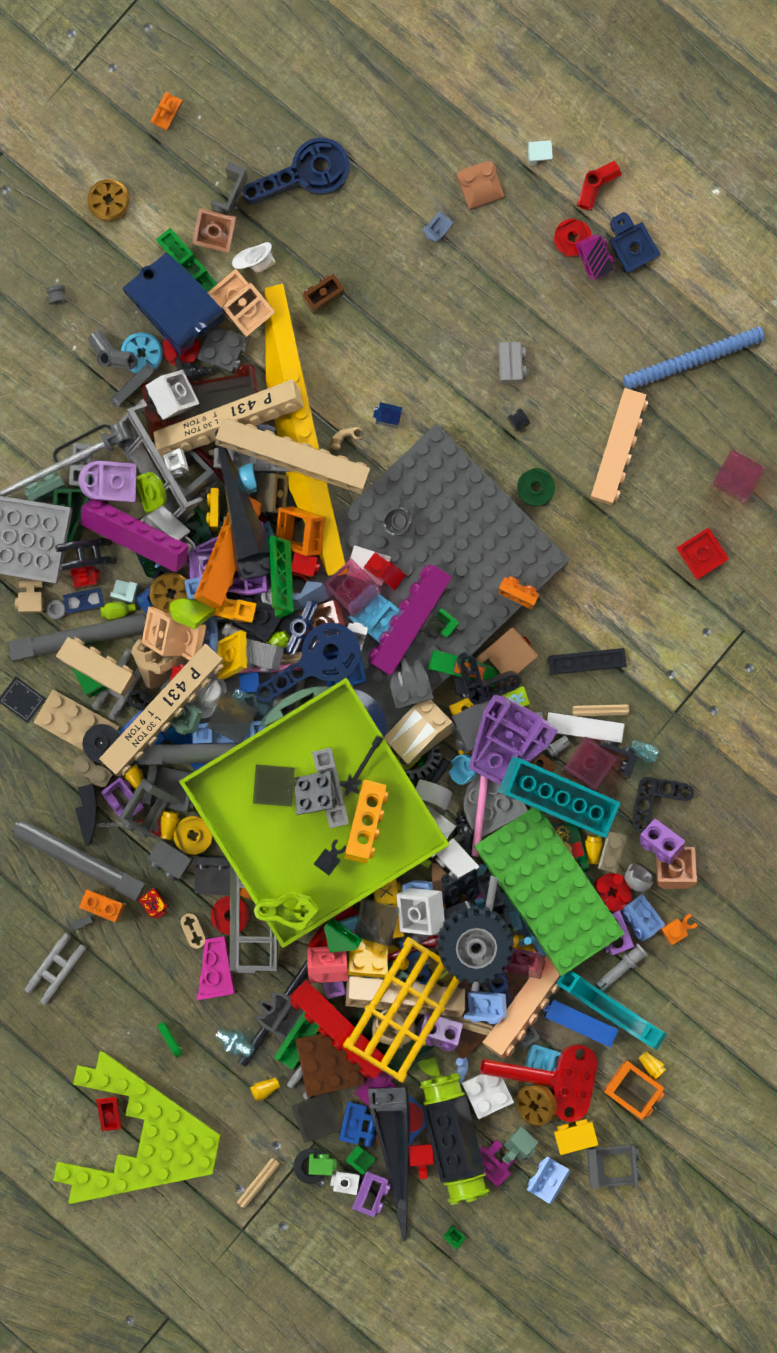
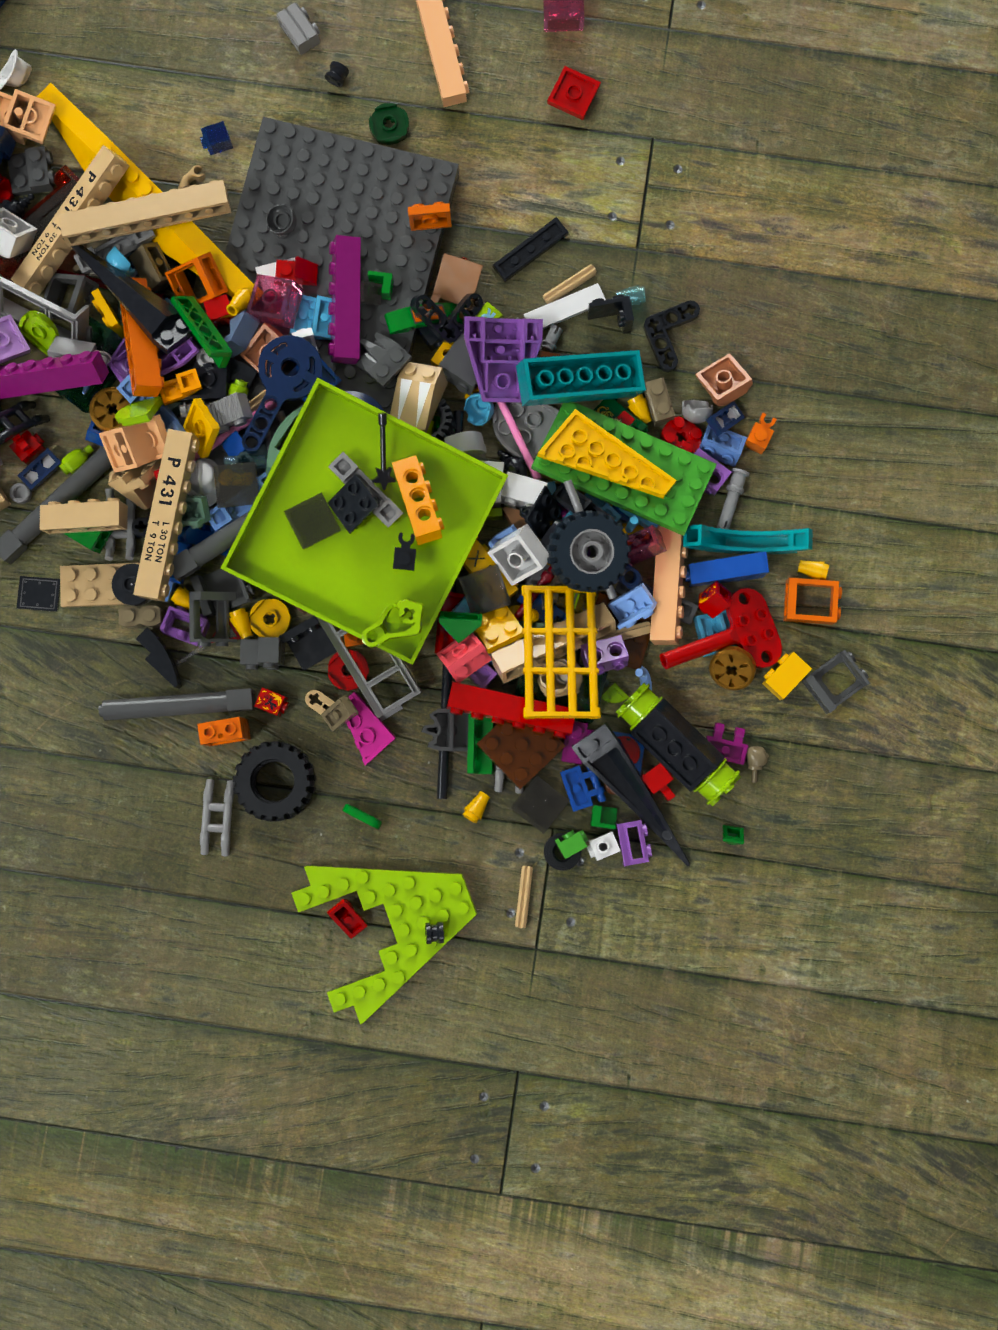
camera: 25 degrees left, 0 degrees up
(82, 922) = (216, 759): dark grey tile -> none
(91, 969) = (246, 781): none -> black tyre
(124, 591) = (73, 438): light aqua panel -> none
(170, 1168) = (434, 933): none -> black wheel
(176, 463) = (46, 289): white bracket -> none
(202, 947) = (339, 713): none -> dark tan slope
(234, 1042) = (423, 782): clear light blue axle -> none
(306, 619) = (250, 354): dark blue axle -> none
(323, 294) = (91, 66): reddish brown brick -> none
(323, 571) = (239, 301): none -> yellow cone
(487, 1094) = (682, 686): white brick -> none
(511, 1188) = (756, 760): none -> dark tan piece
(520, 1145) = (740, 714): sand green brick -> none
(531, 865) = (594, 451): none -> yellow wing
(548, 1180) = (786, 729): light blue bracket -> none
(556, 1041) = (714, 599): none -> red brick
(589, 763) = (589, 332): clear pink brick -> none
(656, 899) = (725, 418): none -> dark blue piece
(666, 838) = (698, 360): medium lavender brick -> none

